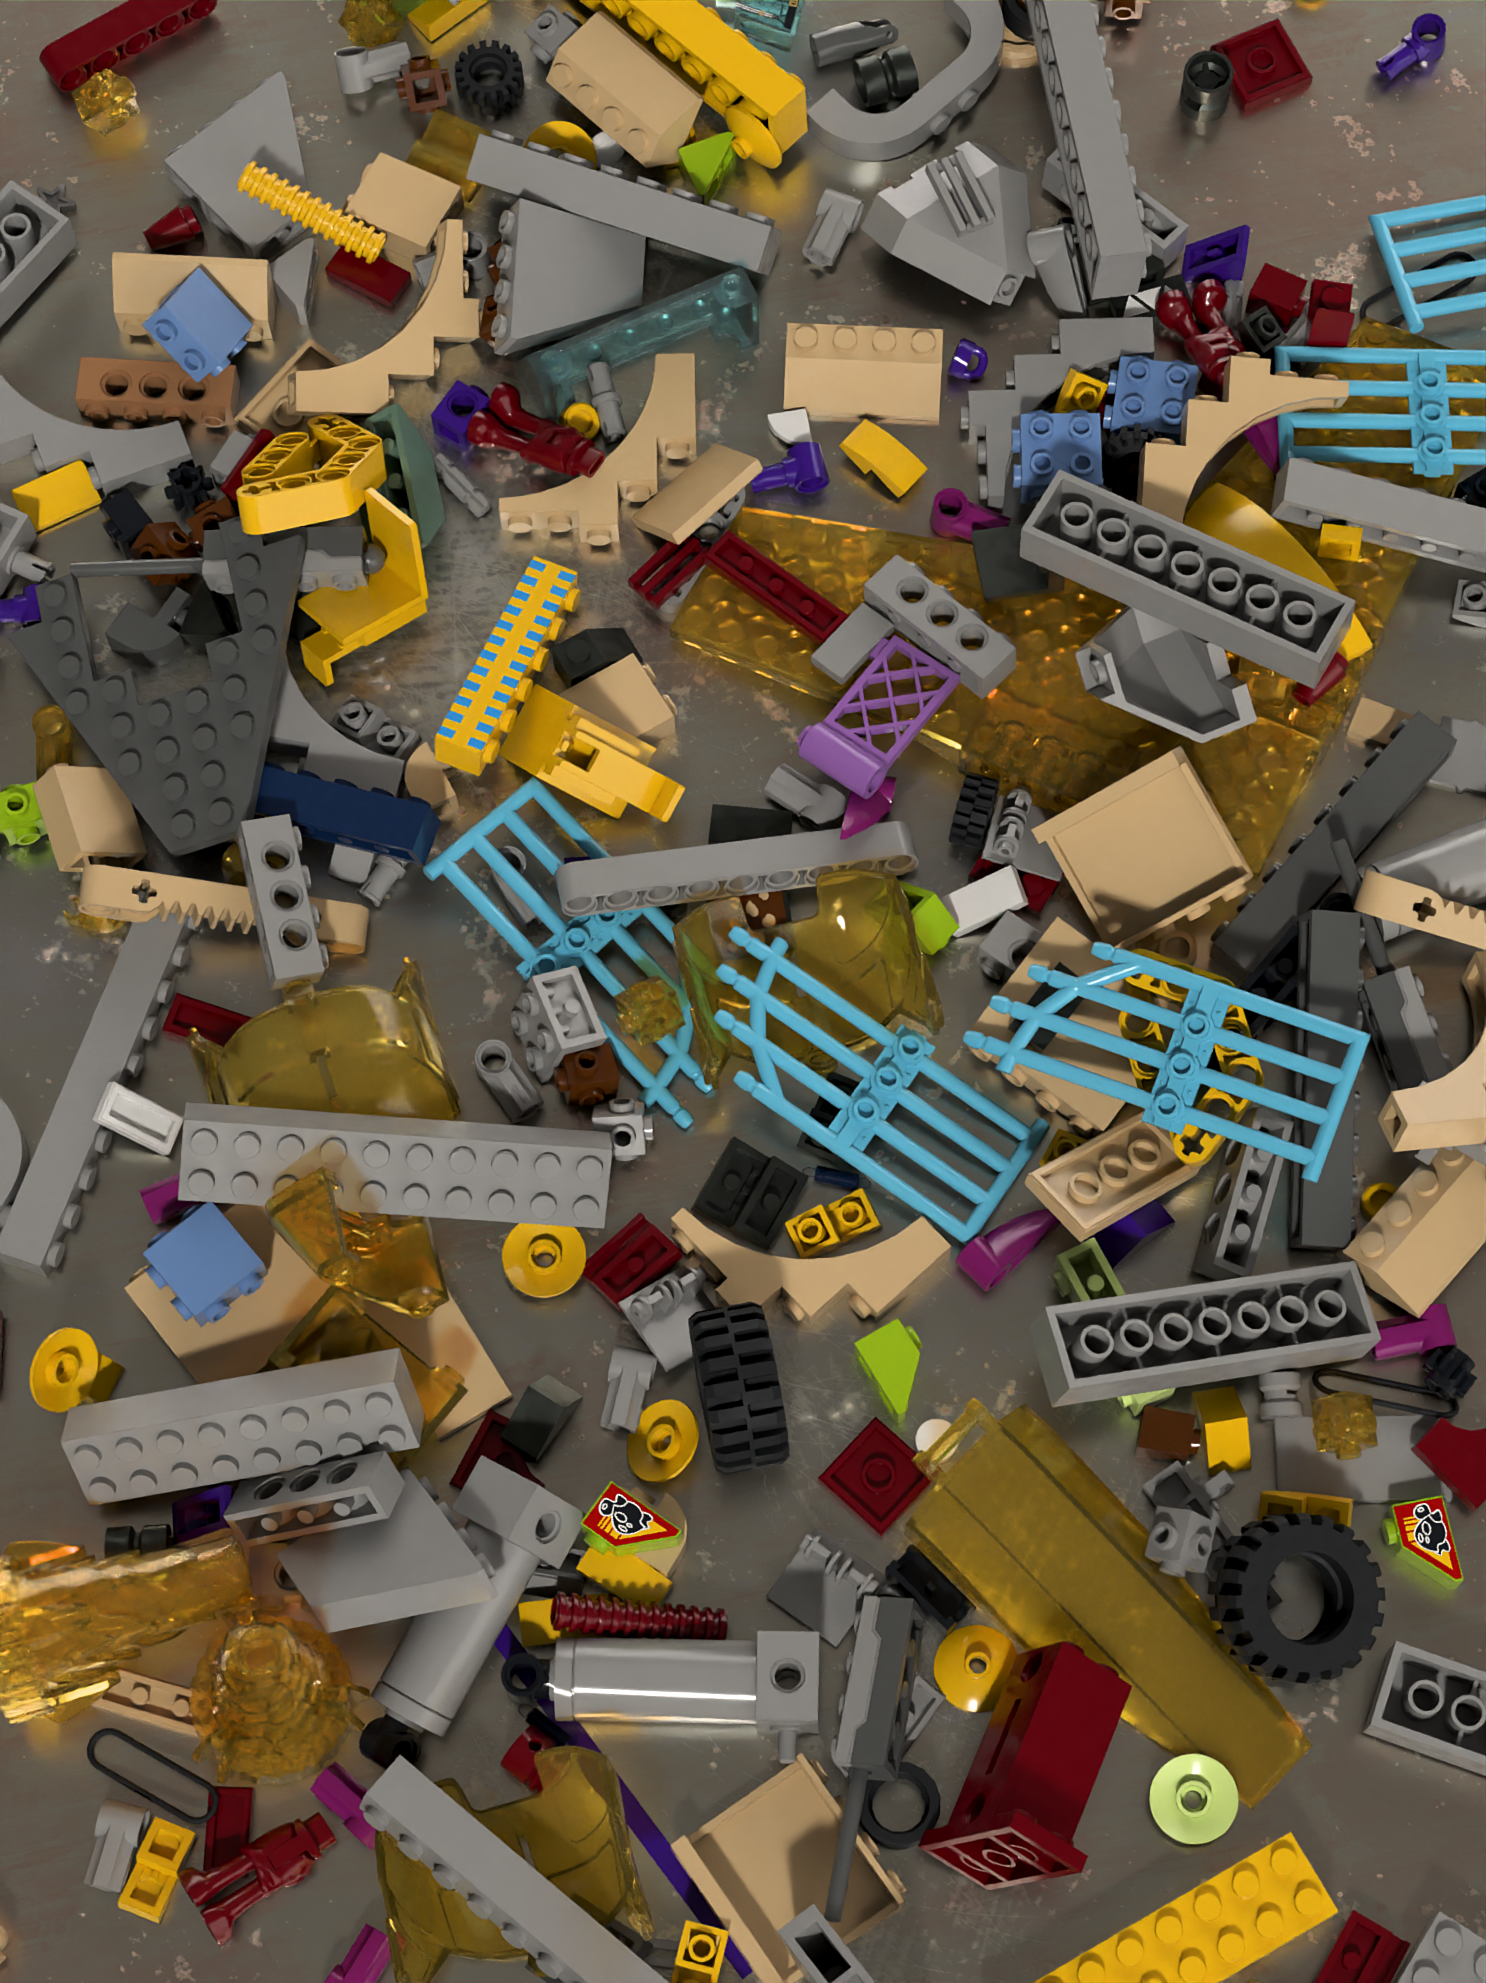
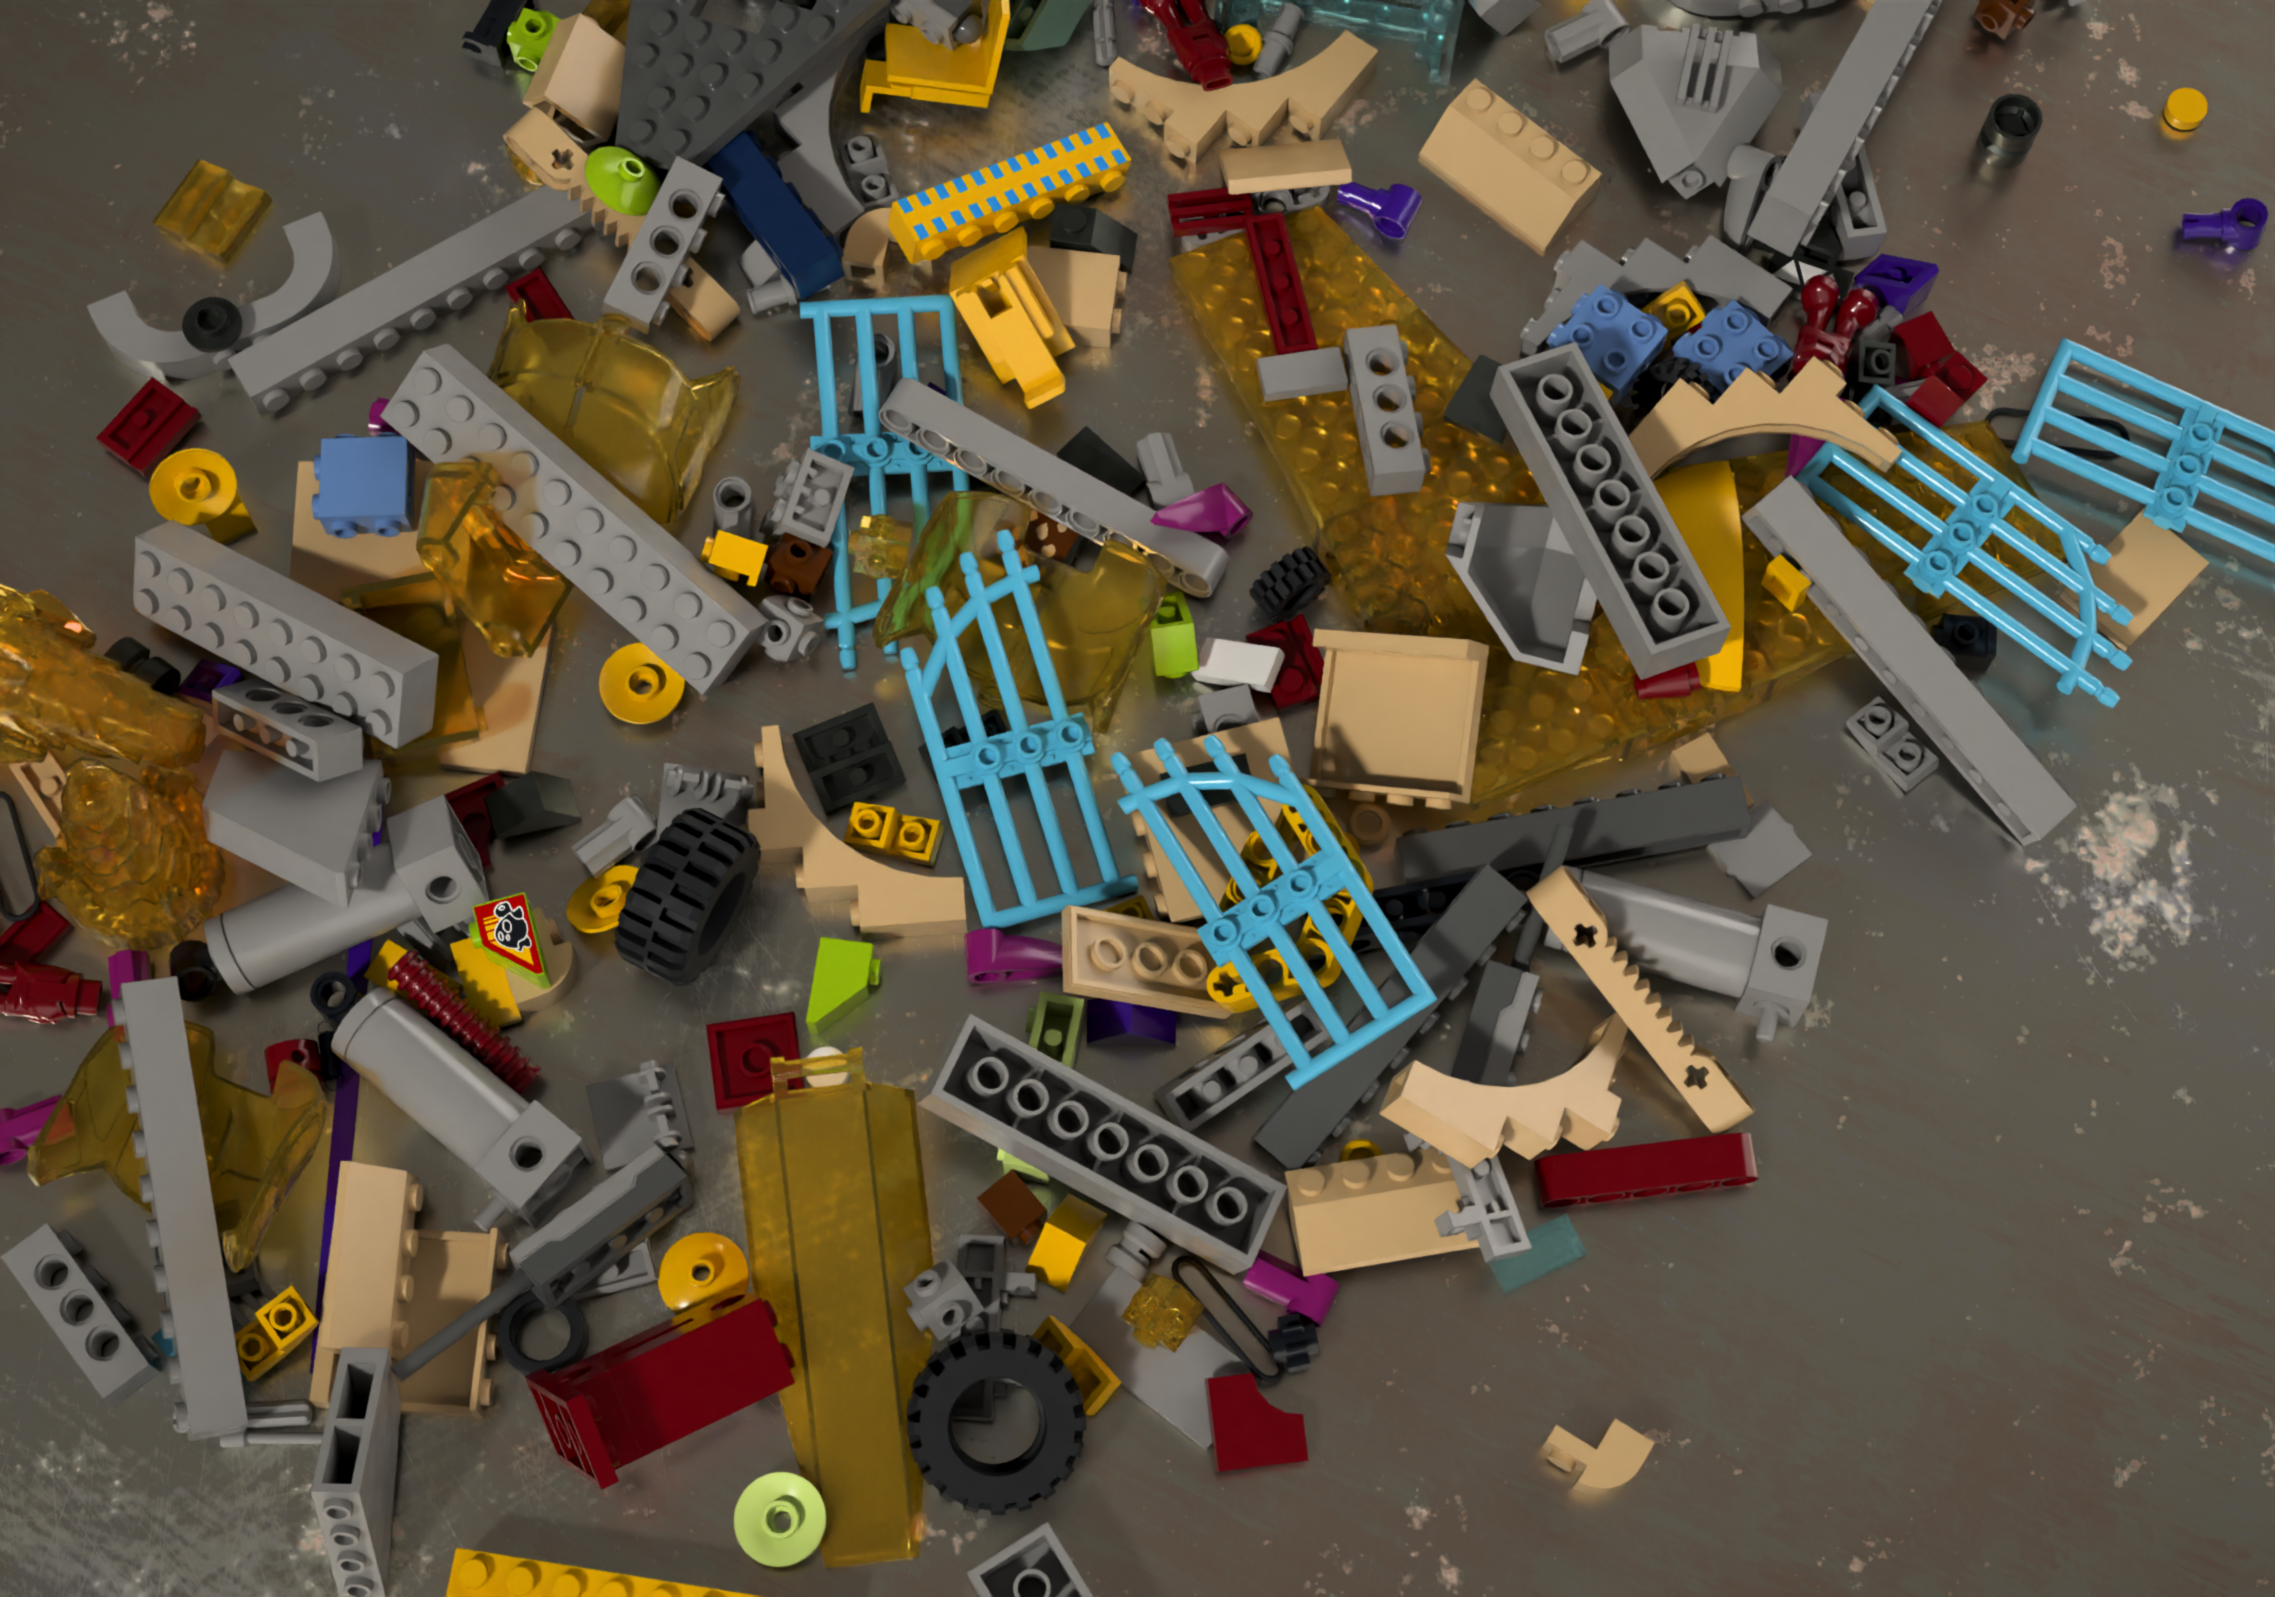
camera: 35 degrees right, 0 degrees up
(138, 1118) = (416, 327): white tile -> none
(204, 874) = (622, 180): none -> lime dish
(541, 1102) = (734, 556): none -> yellow brick
(631, 1260) = (708, 738): dark red plate -> none
(731, 1853) = (371, 1259): none -> tan slope
(790, 426) = (1415, 169): white tile -> none
(836, 1177) = (929, 798): dark blue piece -> none
(841, 750) = (1216, 456): medium lavender piece -> none
(884, 455) = (1468, 245): yellow slope -> none
(935, 1594) = (716, 1184): black hinge -> none
(962, 357) = (1604, 212): dark purple tile -> none
(969, 515) = (1494, 345): magenta piece -> none
(1011, 836) = (1295, 632): light grey hinge -> none
(1263, 64) = (2078, 148): dark red tile -> none
(1424, 1539) = (1154, 1460): slope -> none

